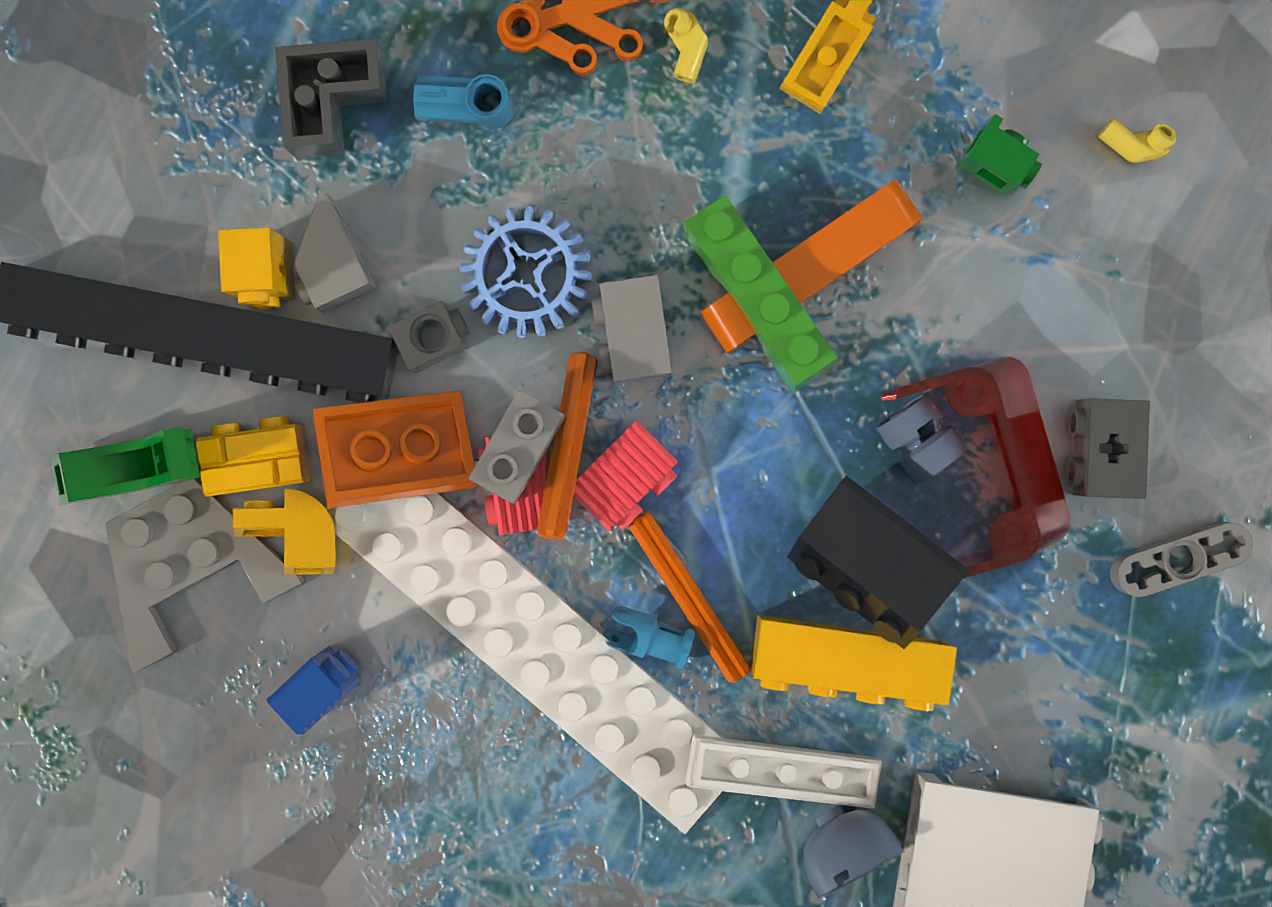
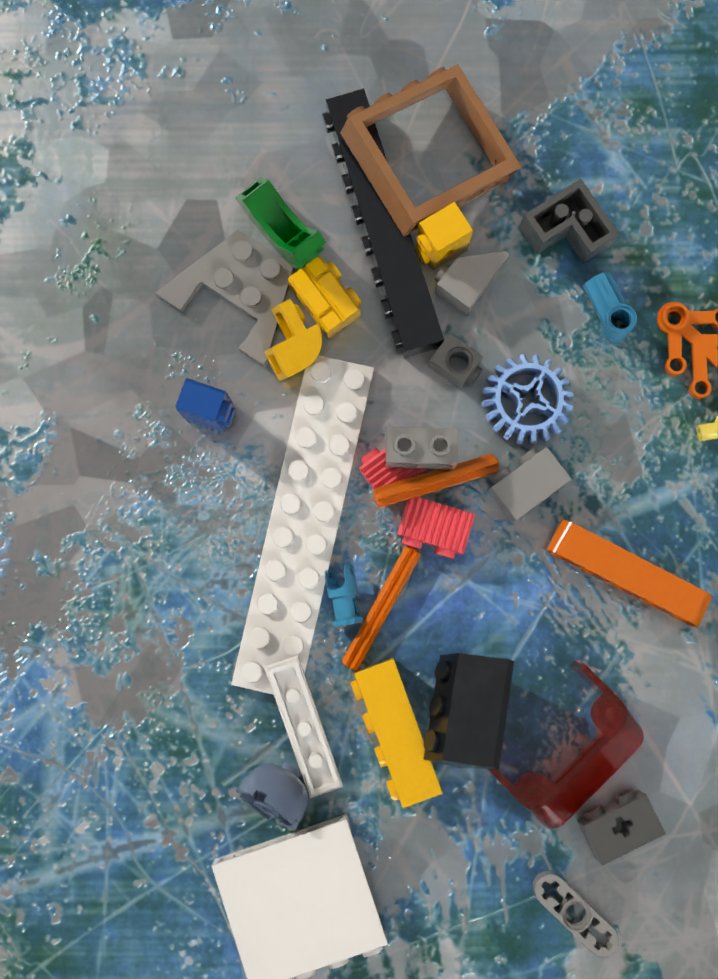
camera: 65 degrees right, 5 degrees down
(125, 305) = (382, 176): none -> medium nougat window
(393, 448) = (377, 376): orange plate -> none
(761, 293) = (593, 554): bright green arch -> none
(930, 453) = (548, 704): sand blue wheel -> none

